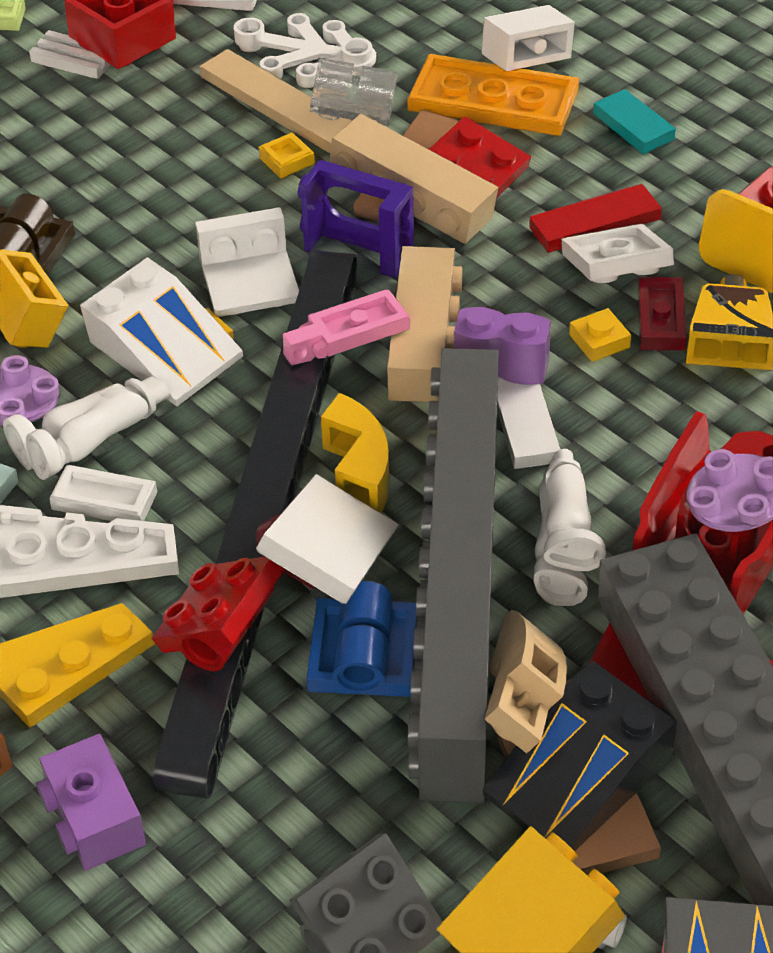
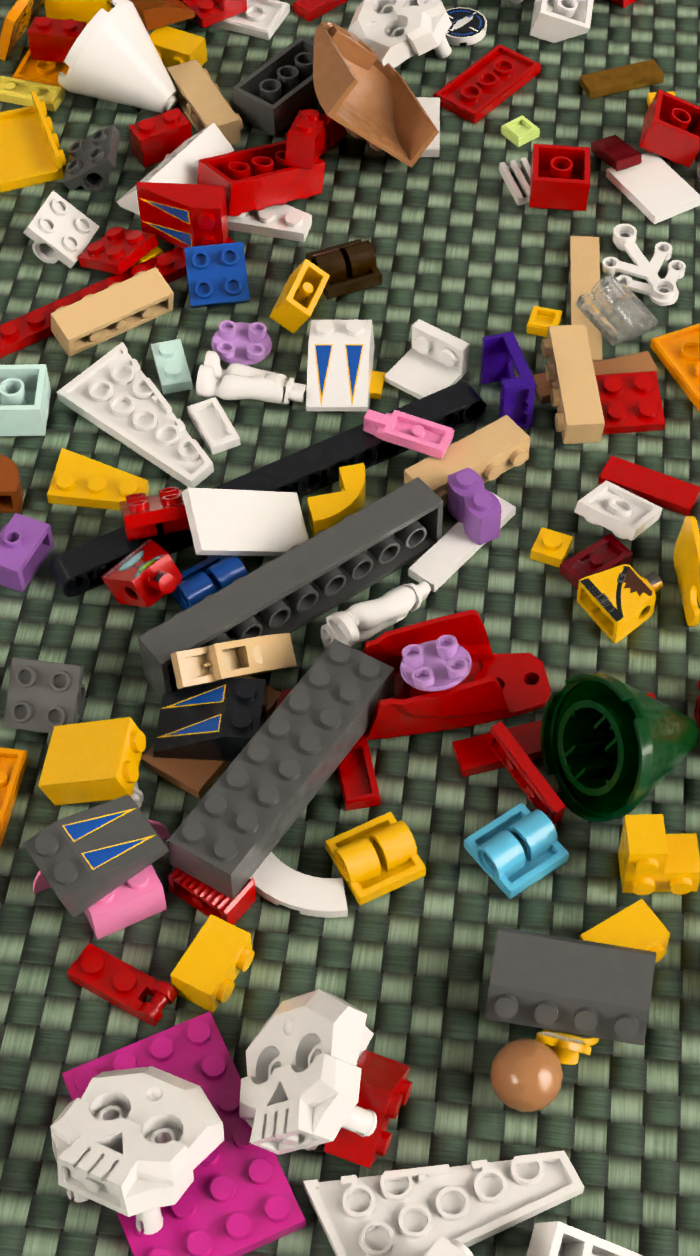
camera: 50 degrees right, 5 degrees up
(289, 688) = (143, 576): none -> red torso

